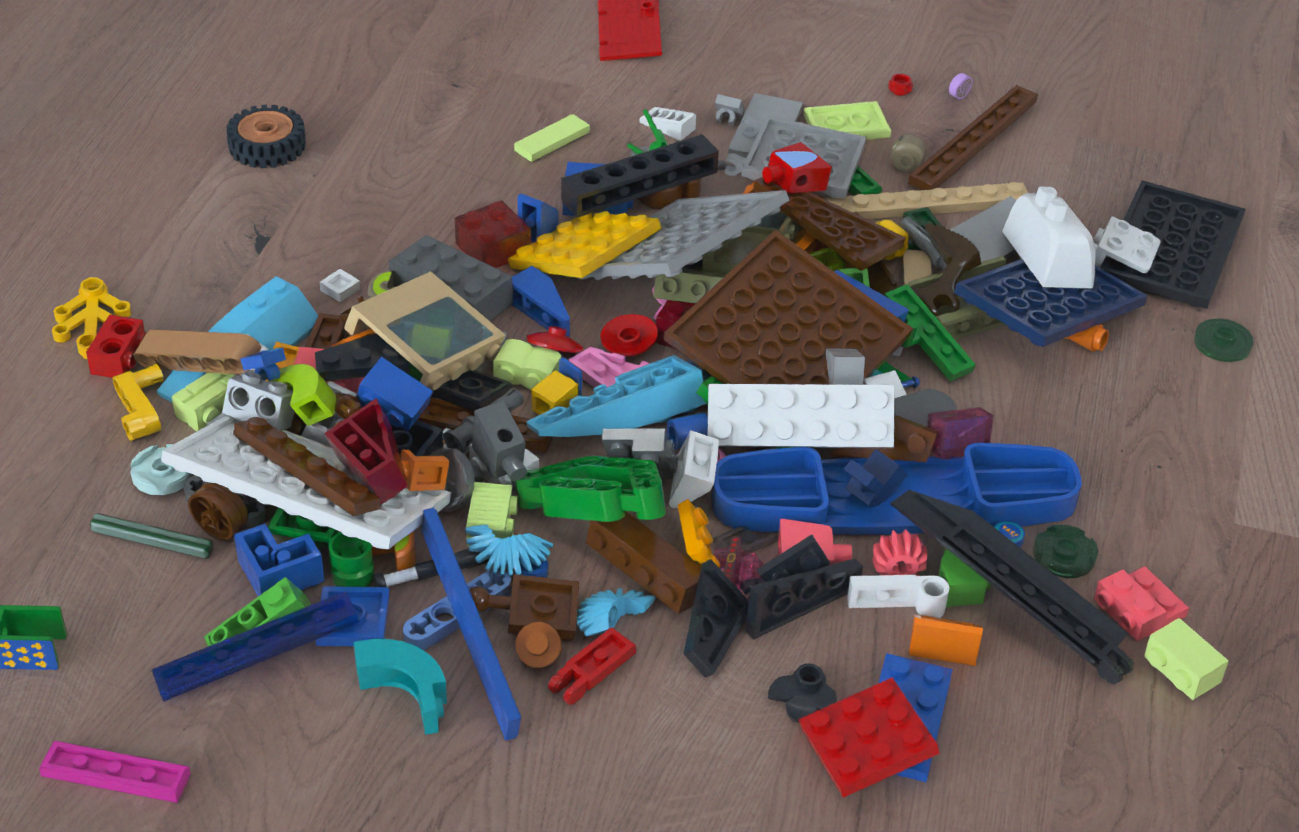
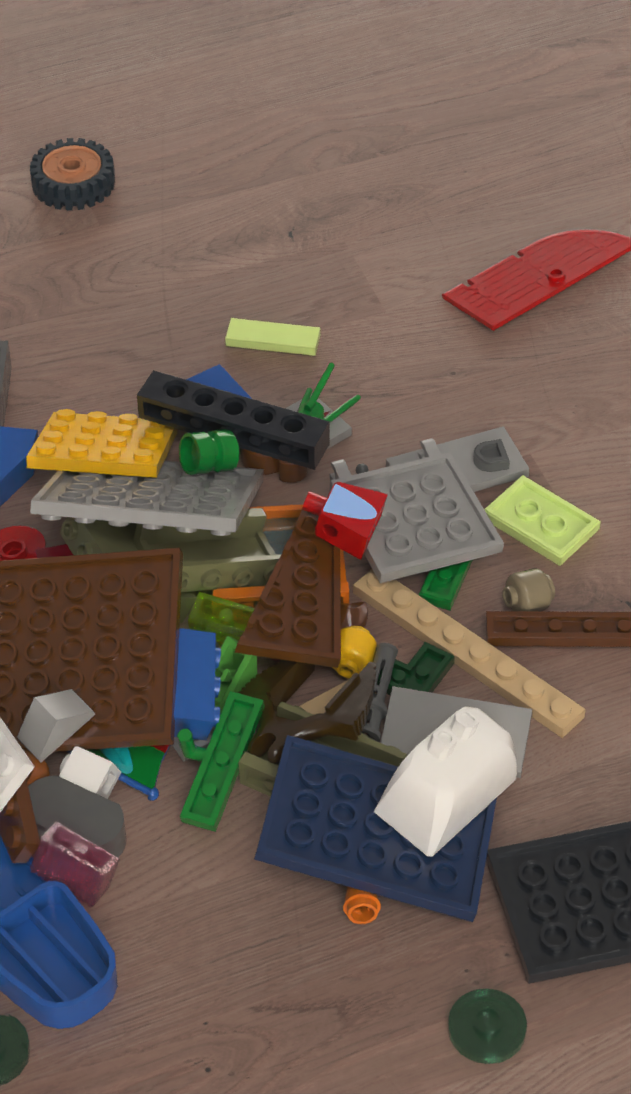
camera: 55 degrees right, 5 degrees up
(491, 233) = (68, 381): clear red brick -> none
(537, 215) = (116, 390): blue slope -> none
(659, 198) = (208, 452): none -> green wheel
(672, 122) = (387, 397): white slope -> none
(729, 107) = (449, 422): light grey tile -> none
(779, 107) = (491, 456): none -> dark grey tile
(1125, 245) = (543, 851): white bracket -> none

